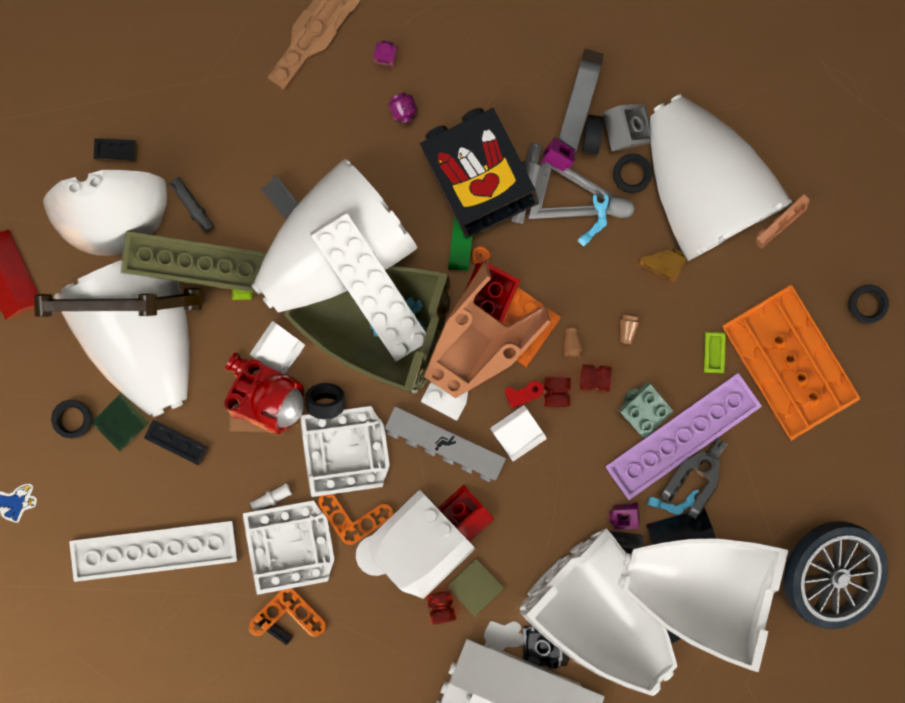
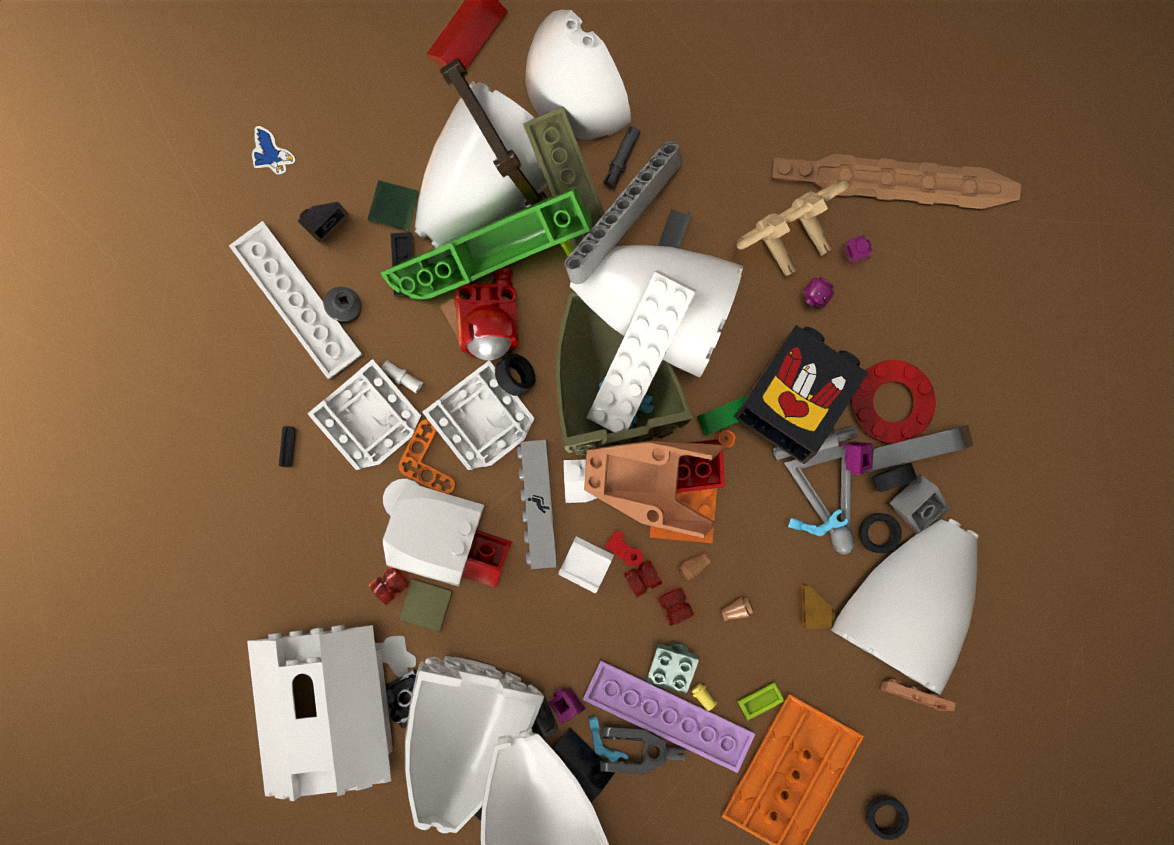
camera: 60 degrees right, 0 degrees up
(55, 419) = (371, 145): black tyre -> none
(97, 490) = (322, 219): none -> black slope
(114, 149) = (631, 61): black plate -> none
(179, 521) = (342, 312): none -> dark grey piece
(206, 359) = (491, 246): none -> bright green slope
(242, 231) = (623, 213): none -> light grey beam
(277, 348) = (537, 306): white slope -> none
(282, 608) = (309, 443): orange beam -> none
(326, 113) = (804, 209): none -> tan piece
(530, 69) = (923, 402): none -> red plate
(684, 398) = (703, 696): none -> light yellow pin

